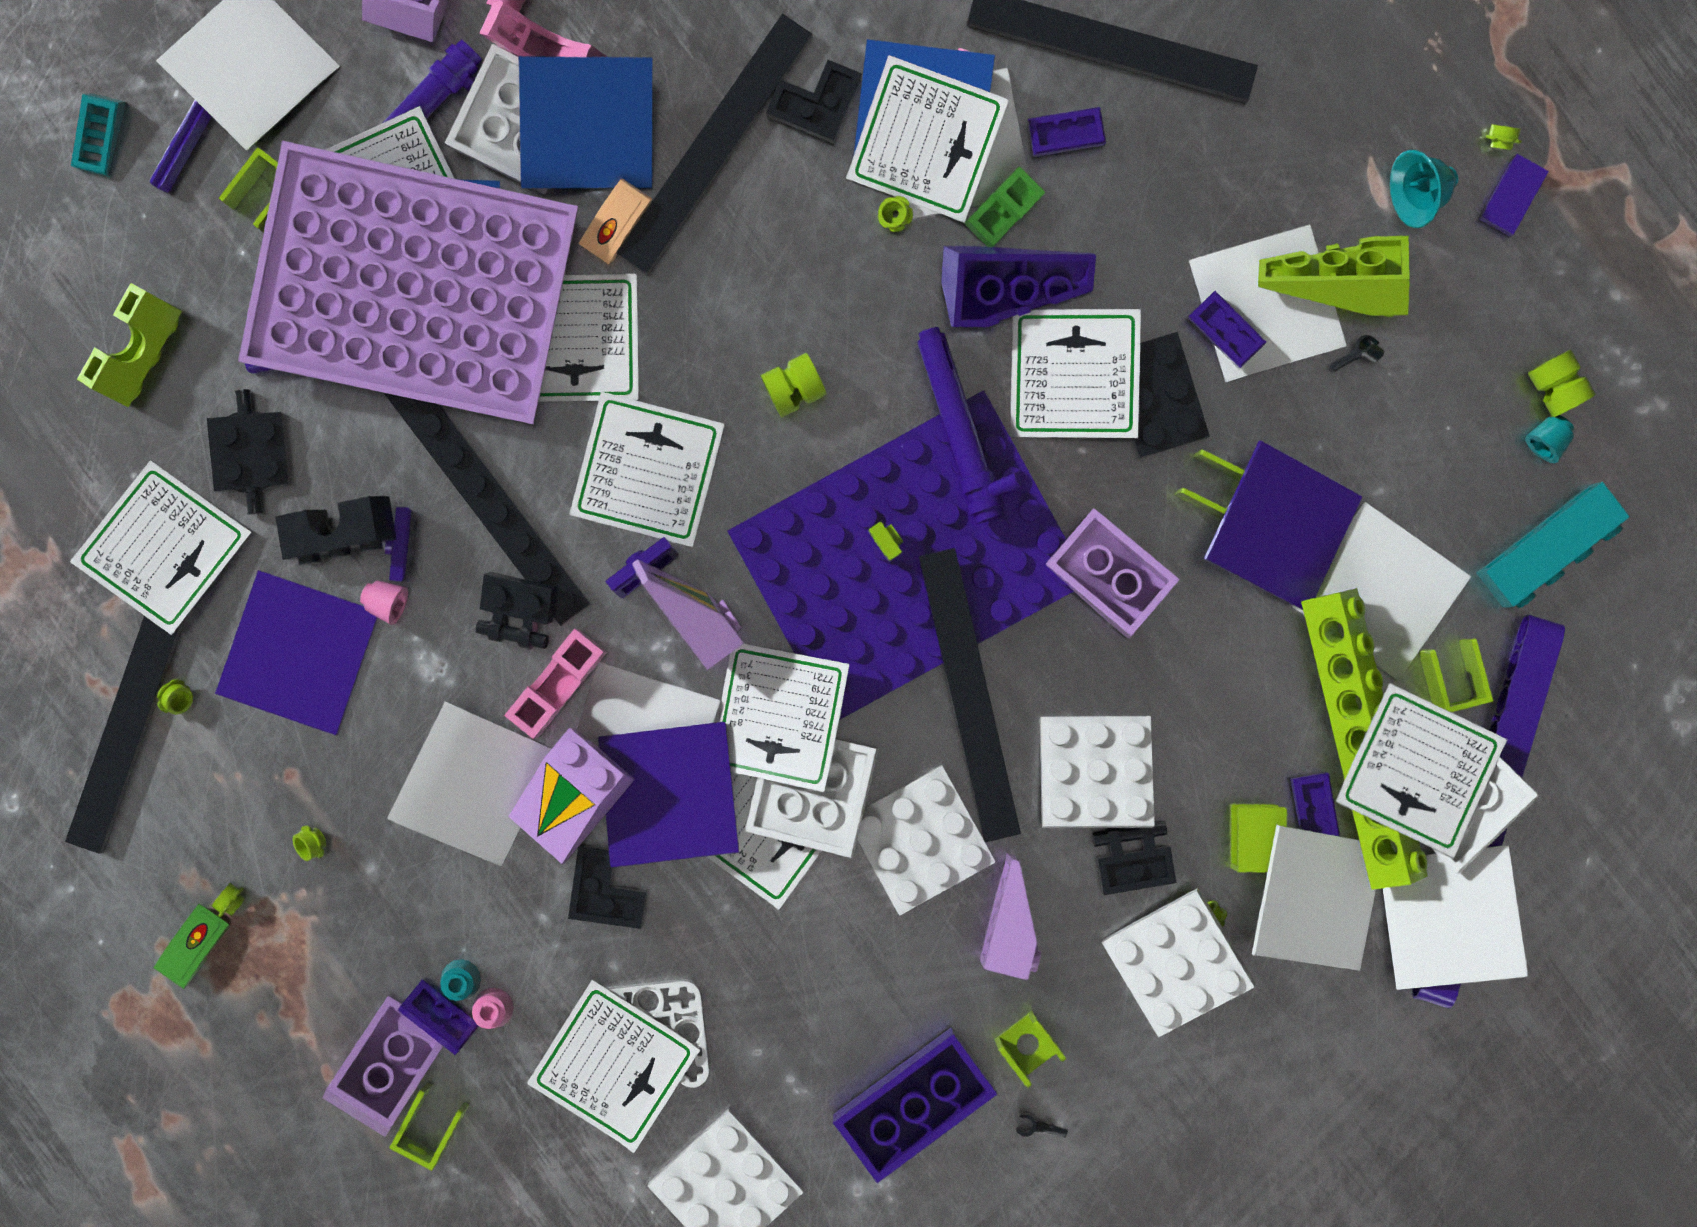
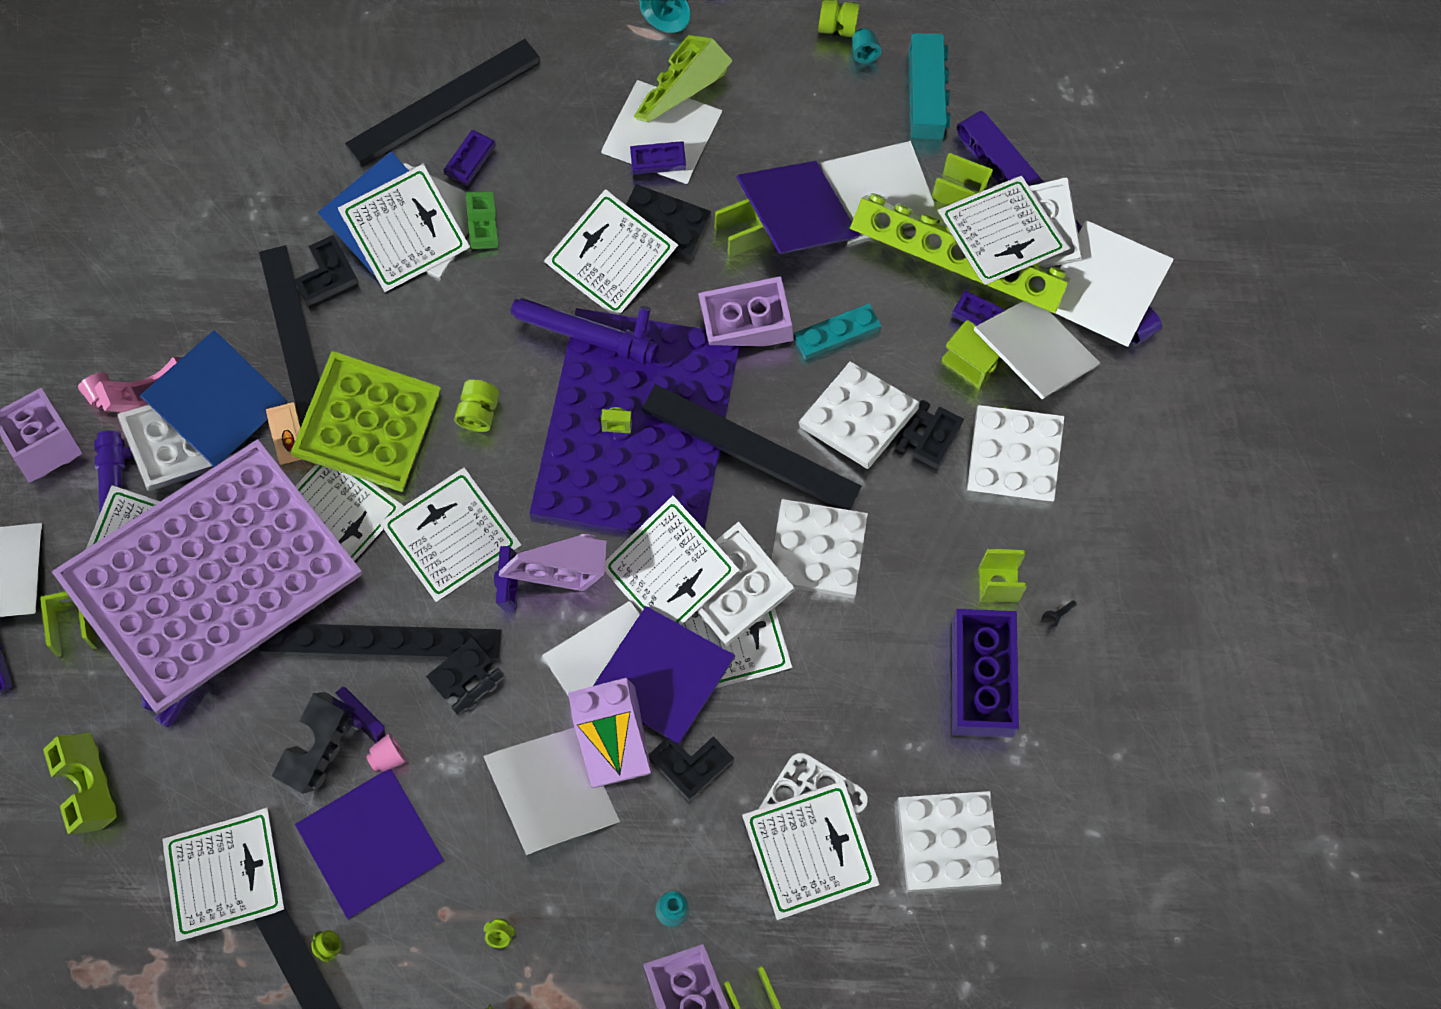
camera: 50 degrees left, 20 degrees down
(248, 452) = (216, 767): black plate -> none
(438, 1017) = (685, 938): dark purple plate -> none
(492, 1008) = (708, 902): bright pink hat -> none
(556, 684) = (533, 684): bright pink arch -> none
(689, 290) = (366, 421): none -> lime plate
(886, 210) = (426, 272): lime plate -> none
(998, 283) = (524, 249): dark purple wedge -> none
(1010, 936) = (913, 525): lavender slope -> none
(1176, 675) = (837, 331): none -> teal plate
(1365, 347) = (733, 98): black hand -> none

